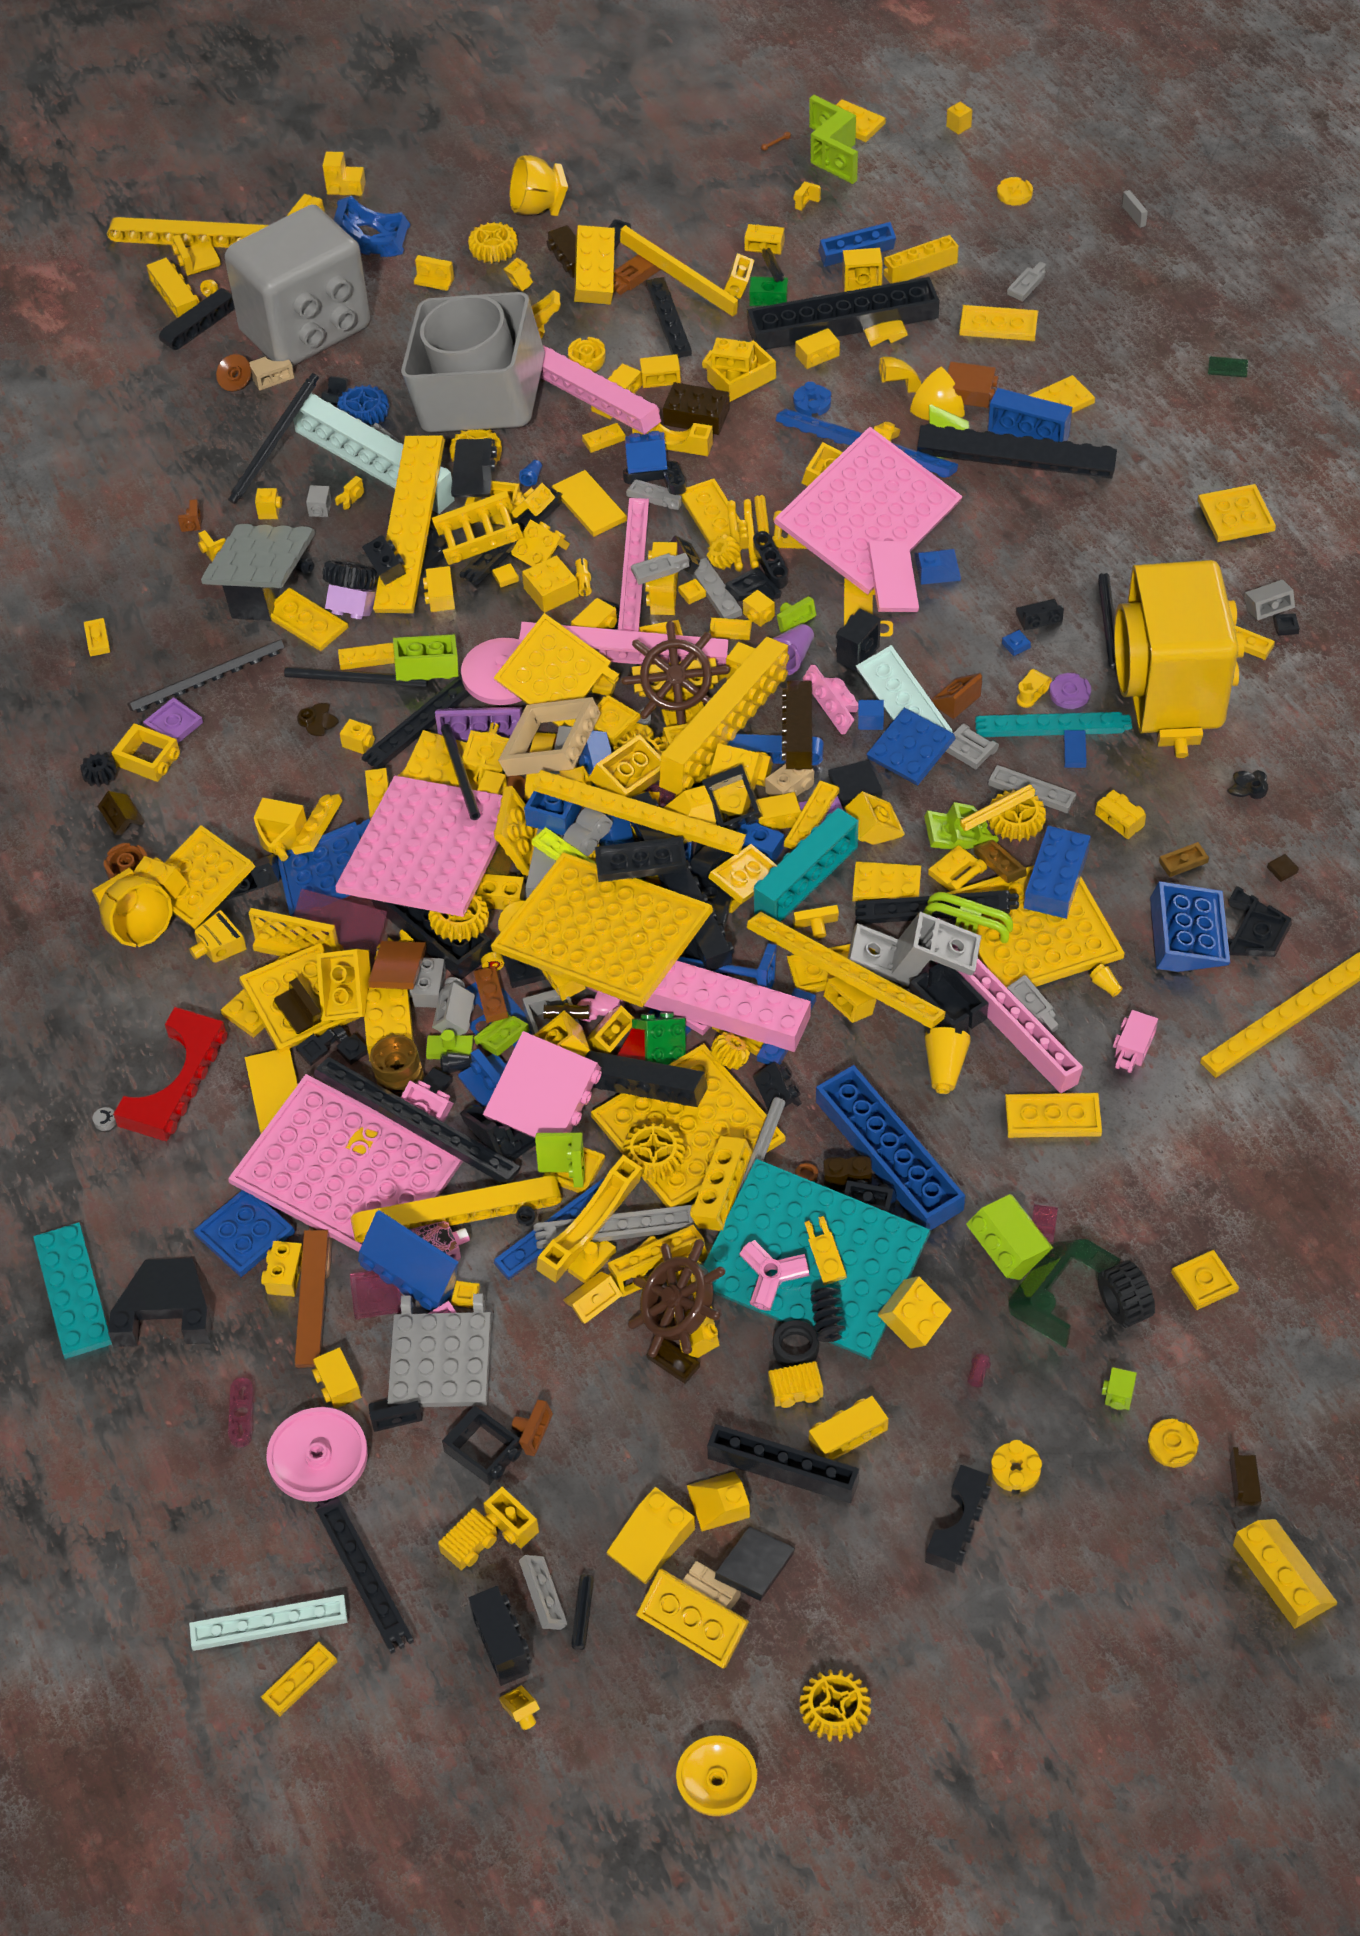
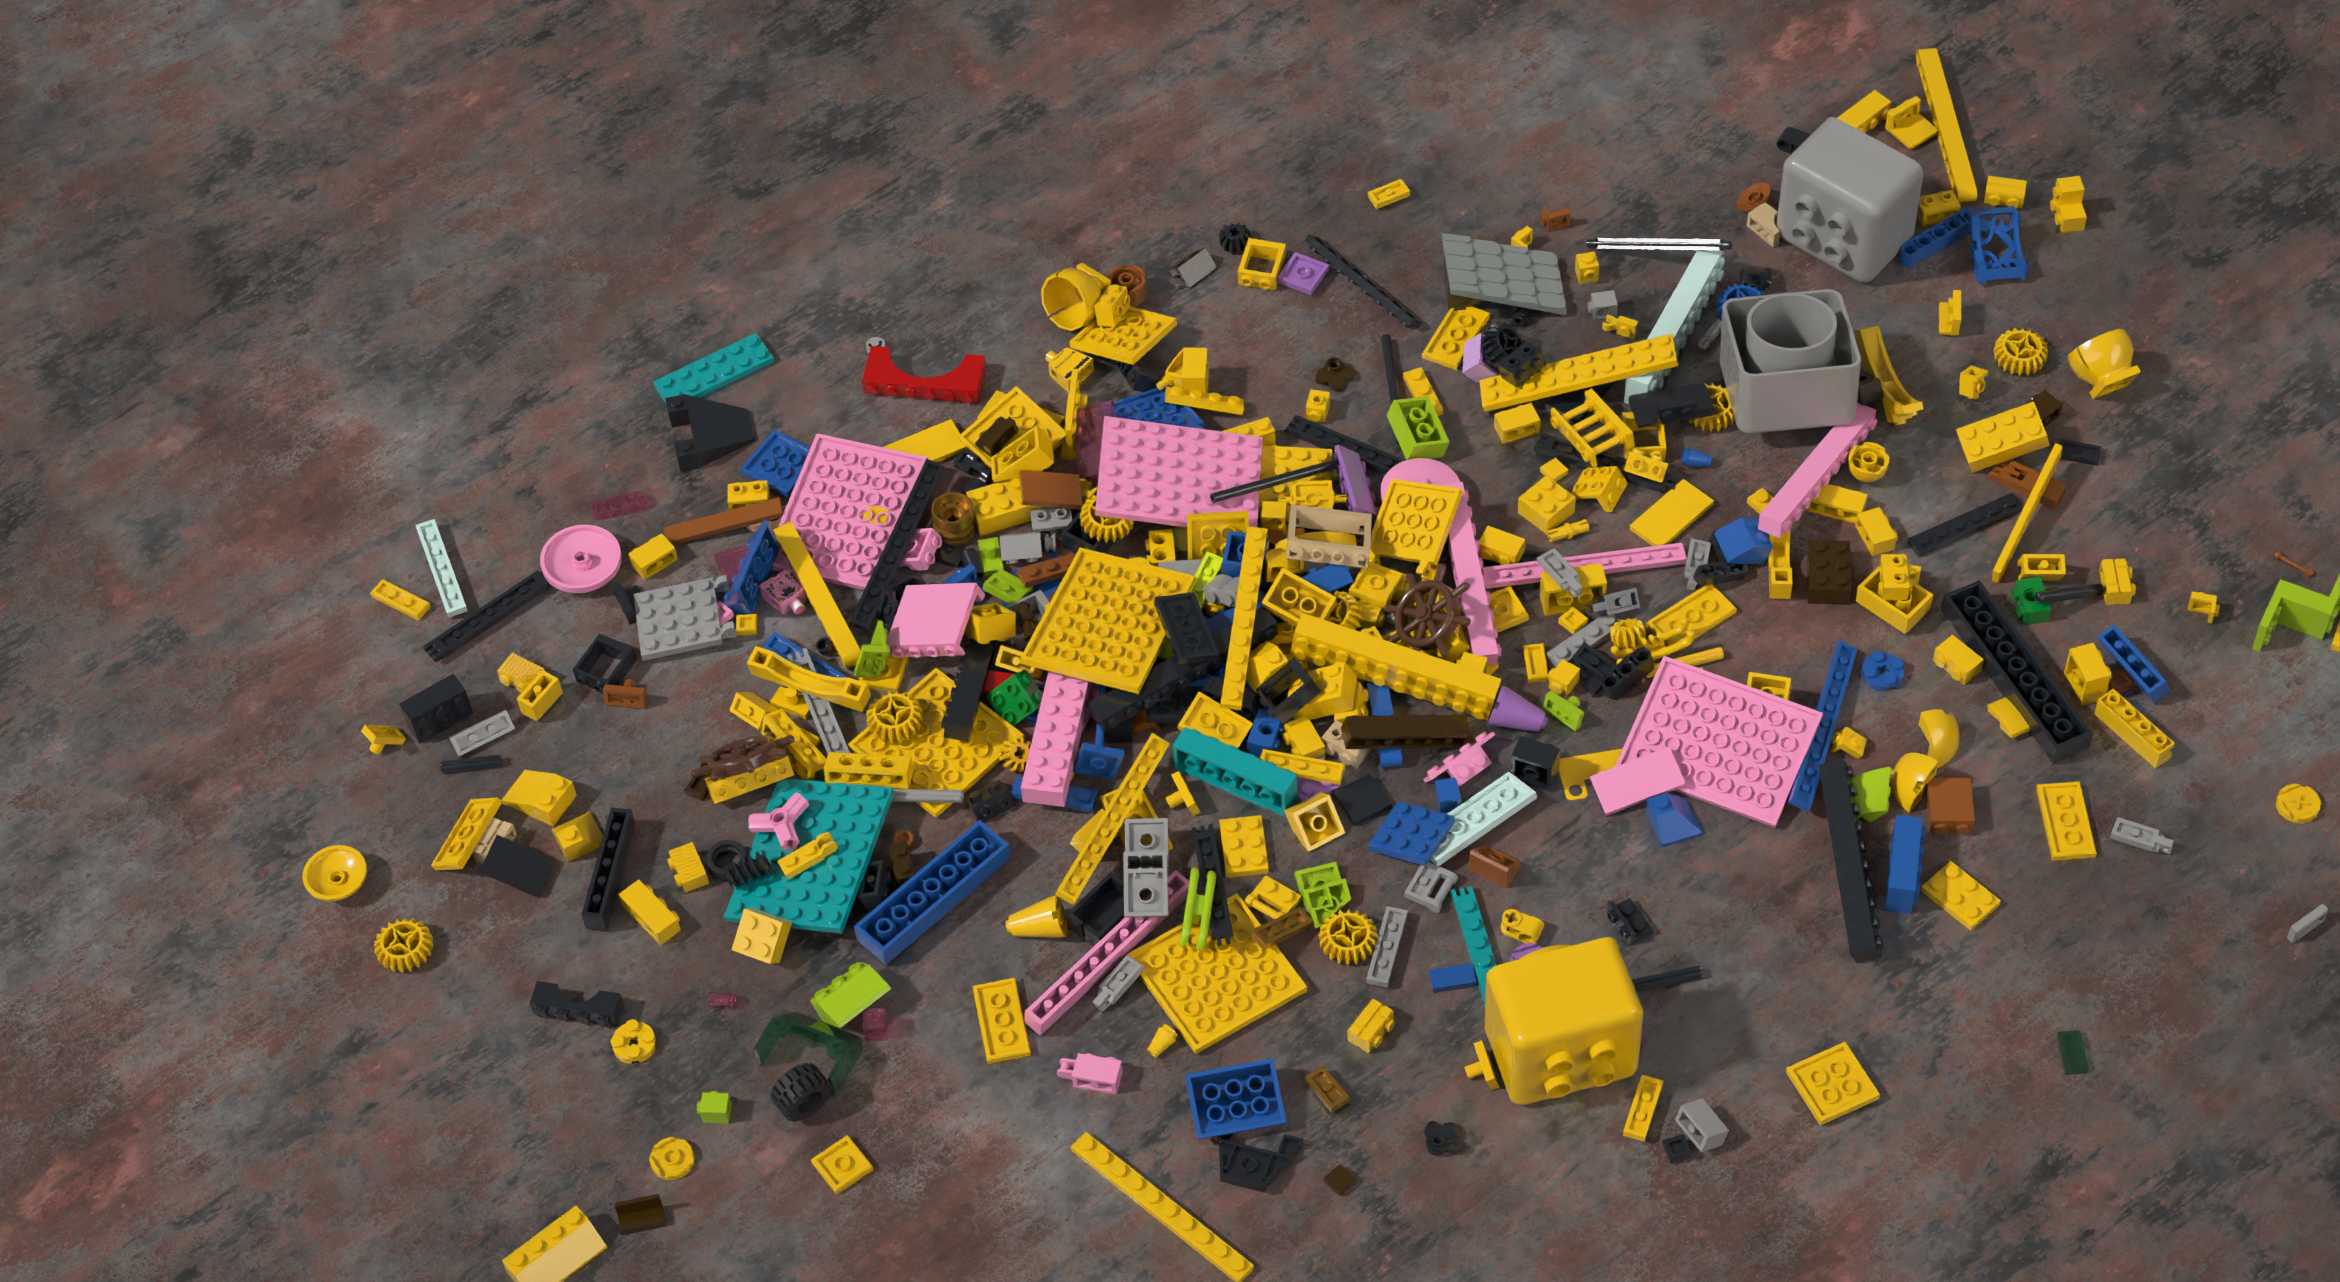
camera: 80 degrees right, 0 degrees up
(997, 807) = (1340, 912): yellow axle -> none
(1016, 642) = (1584, 906): blue plate -> none
(1057, 872) = (1271, 974): blue brick -> none

